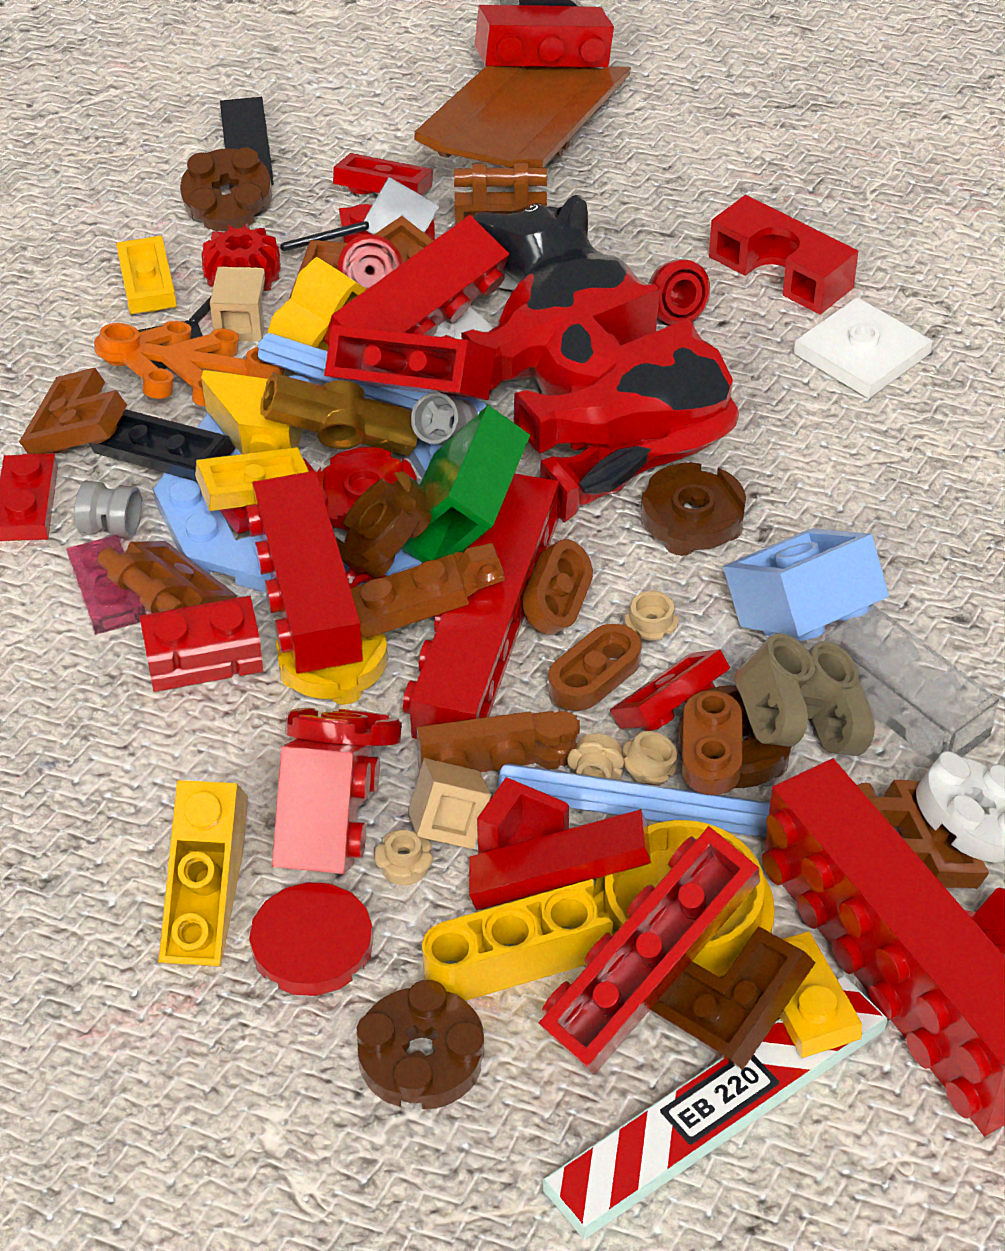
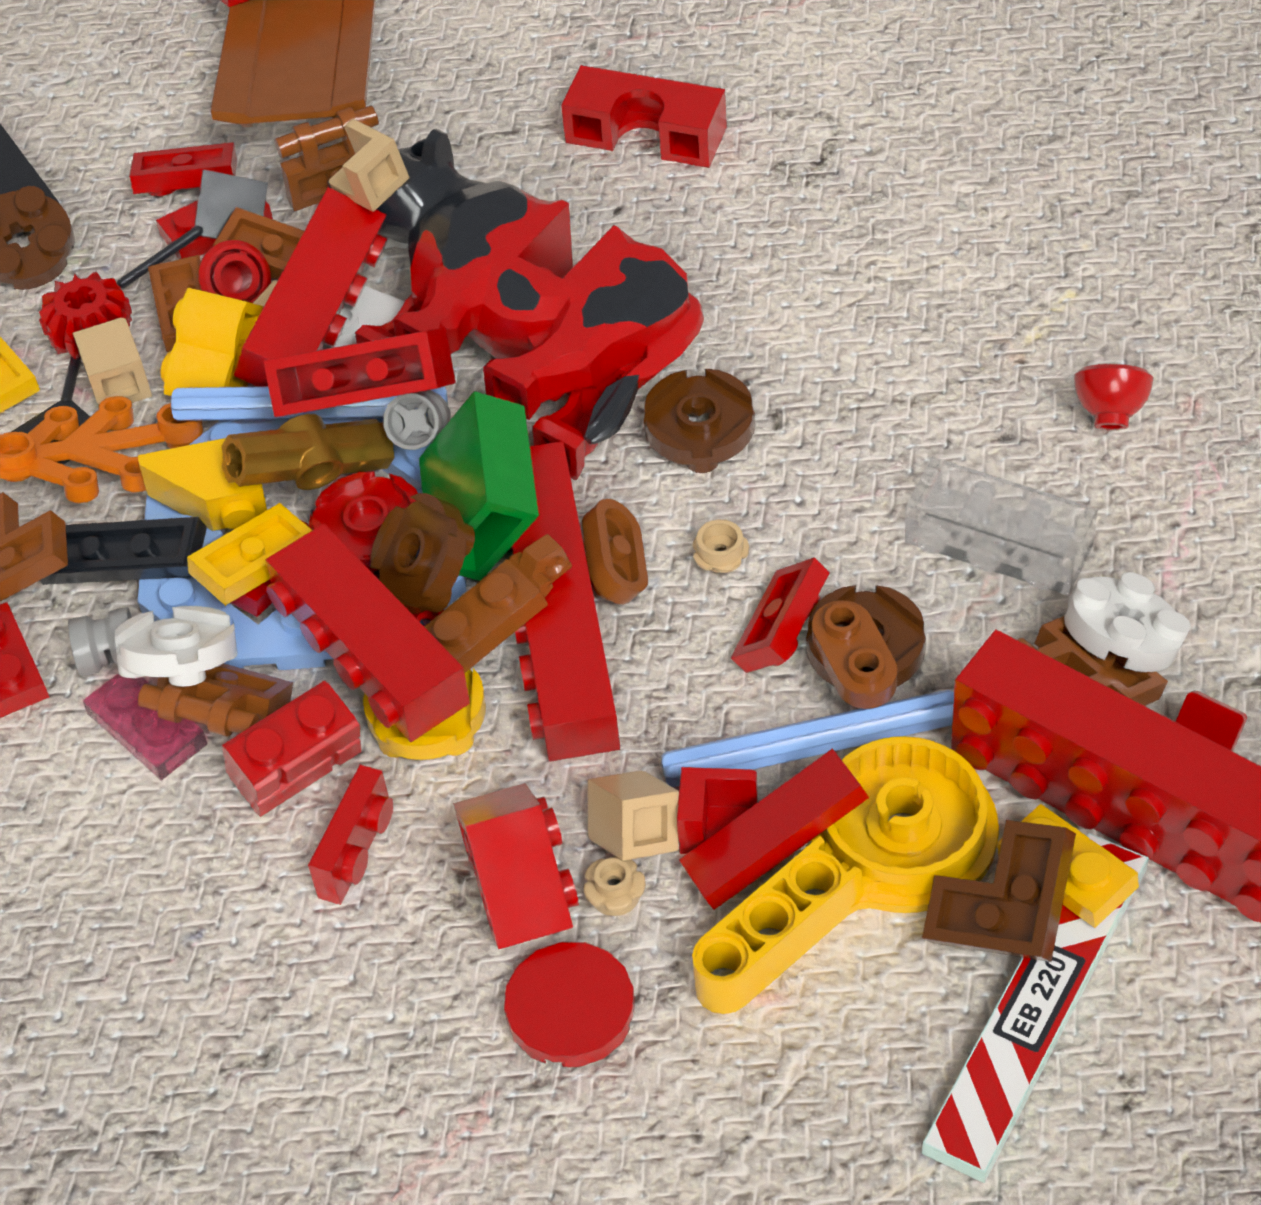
camera: 20 degrees left, 5 degrees up
(150, 528) = (176, 646): none -> white plate
(202, 871) = (429, 985): yellow slope -> none
(209, 729) = (345, 844): none -> red plate
(343, 727) = (490, 780): red tile -> none
(361, 259) = (242, 266): plate -> none
(412, 1014) = (749, 1098): reddish brown plate -> none
(502, 739) = (647, 733): dark orange hinge -> none
(510, 210) = (373, 170): none -> tan panel
(586, 671) = (692, 625): dark orange plate -> none
(597, 756) = (748, 711): tan plate -> none
(650, 758) = (798, 692): tan plate -> none
(650, 949) = (920, 883): red brick -> none
(683, 290) = (566, 180): red brick -> none
(805, 686) = (919, 562): dark tan piece -> none
(806, 582) = (860, 458): light blue brick -> none
(863, 347) = (771, 189): white plate -> none

